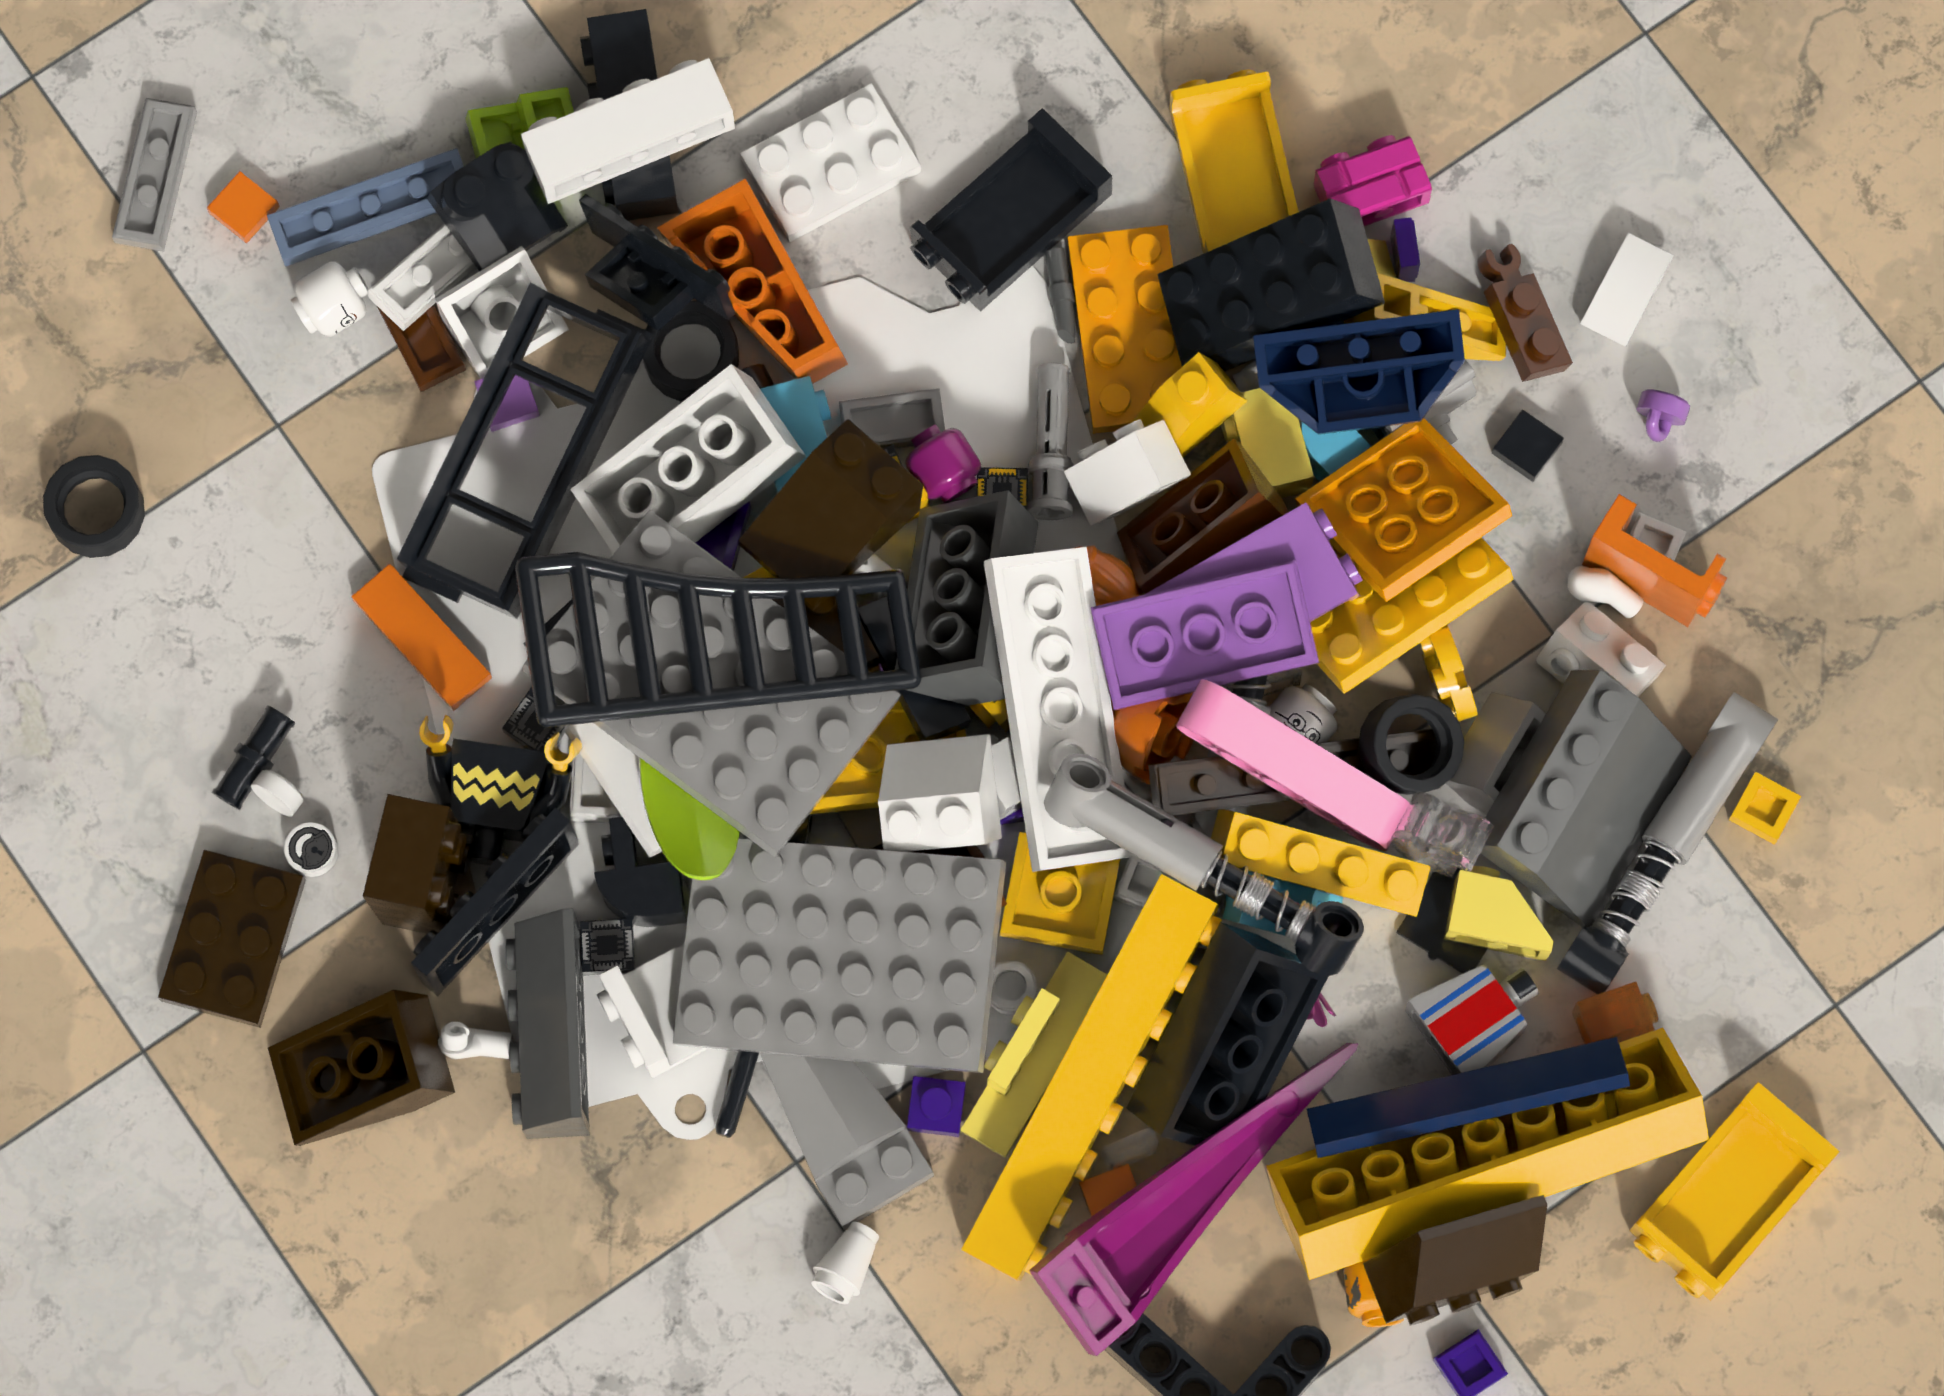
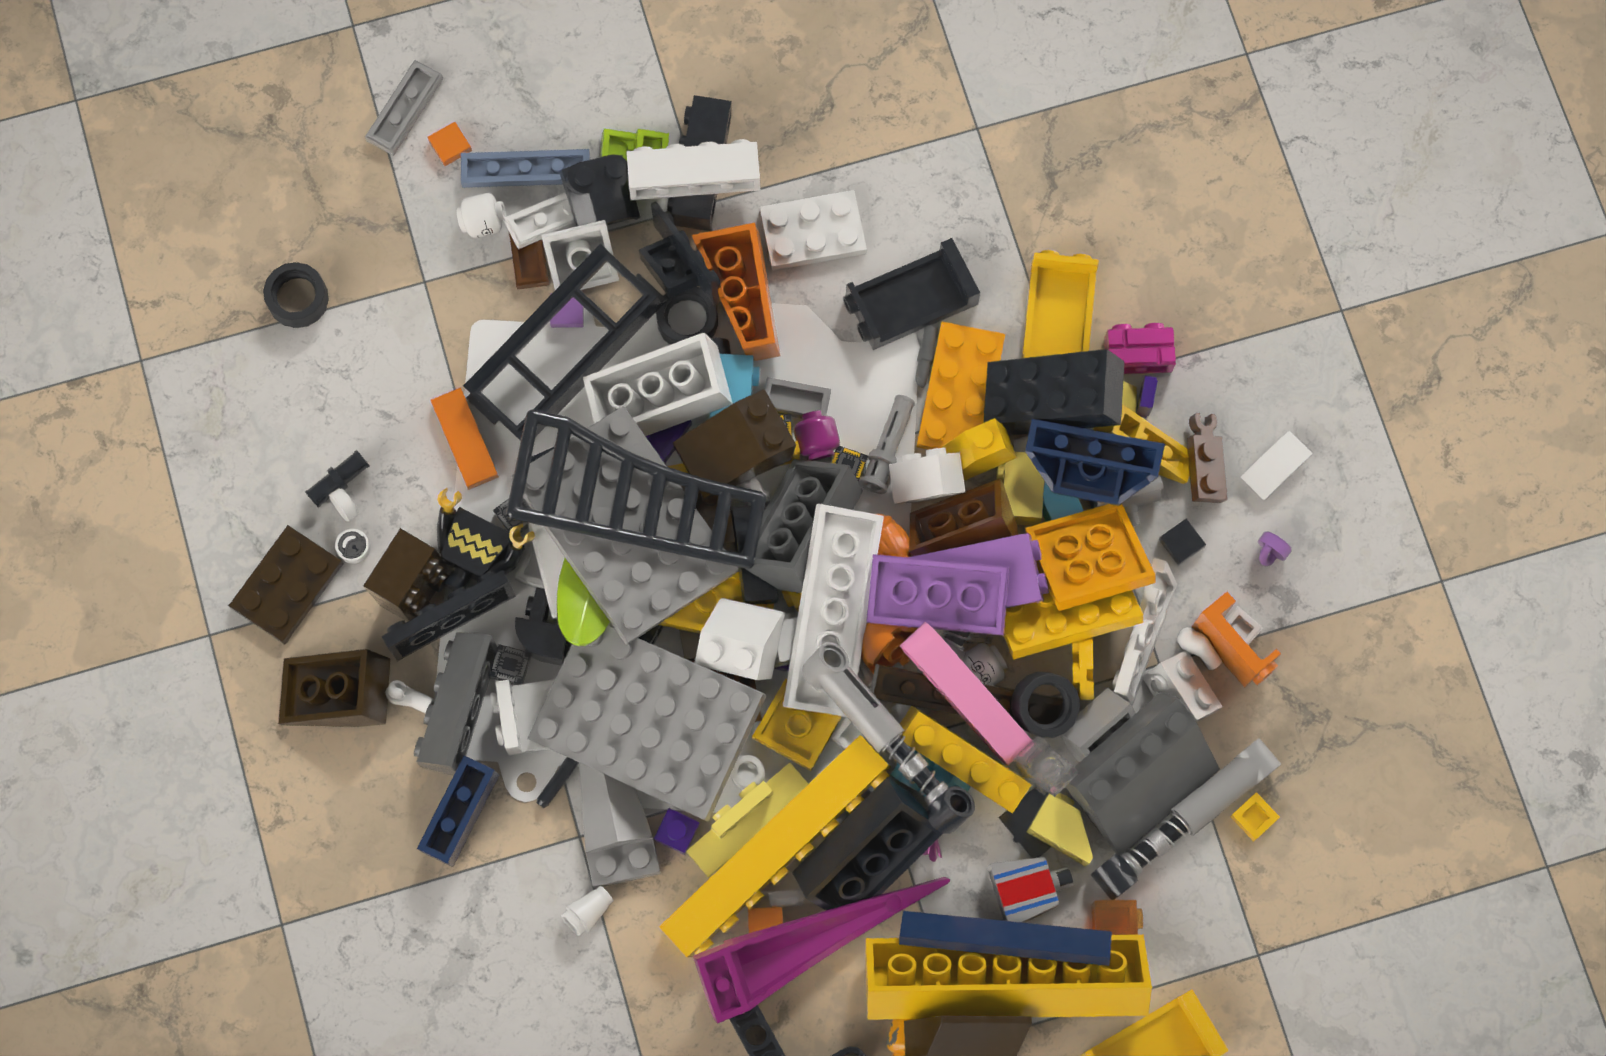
camera: 15 degrees right, 0 degrees up
(608, 1182) = (458, 811): none -> dark blue brick
(1519, 598) = (1144, 636): none -> white wing

